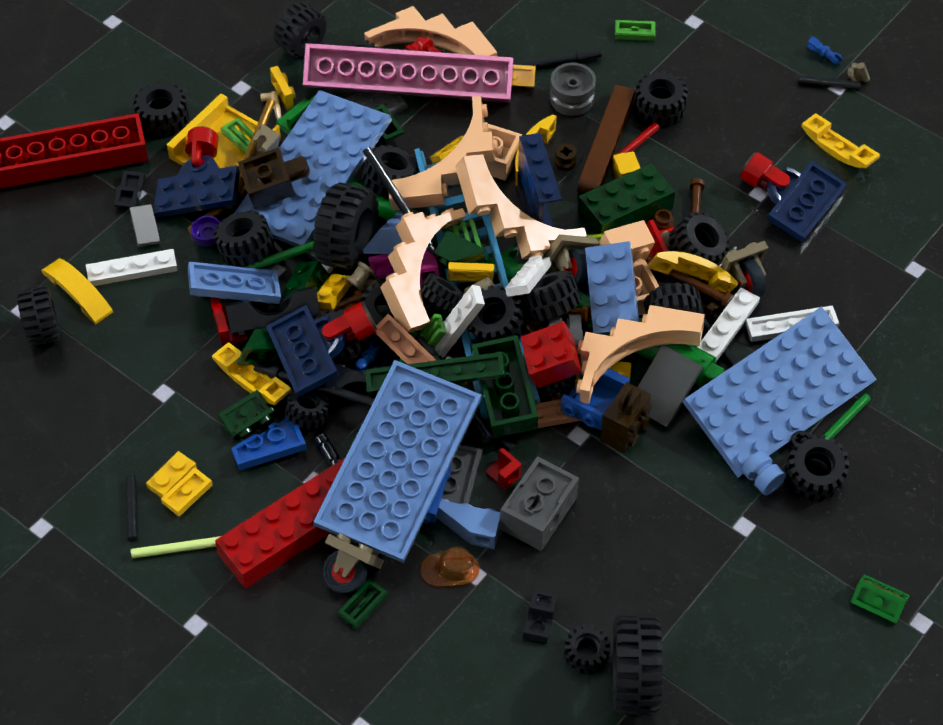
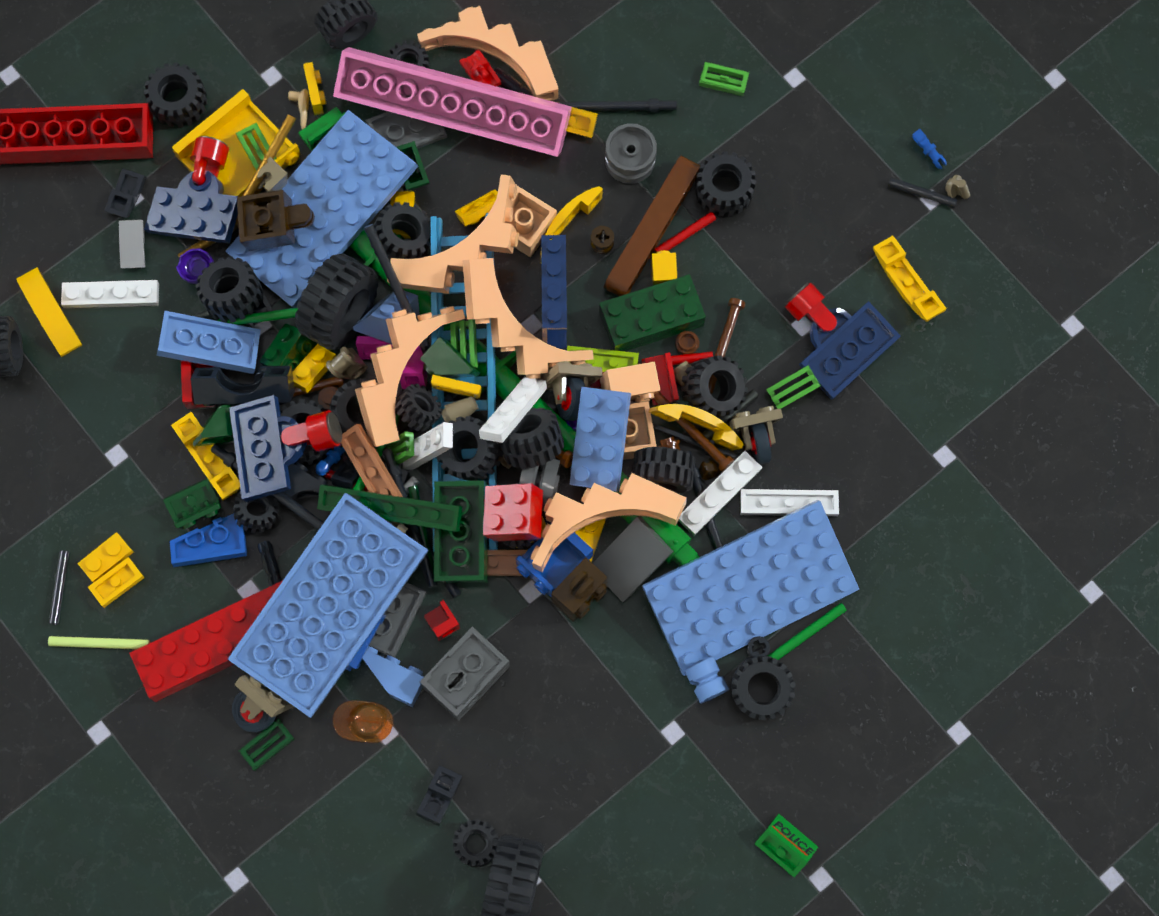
camera: 10 degrees right, 20 degrees up
(780, 222) = (775, 397): none -> bright green tile

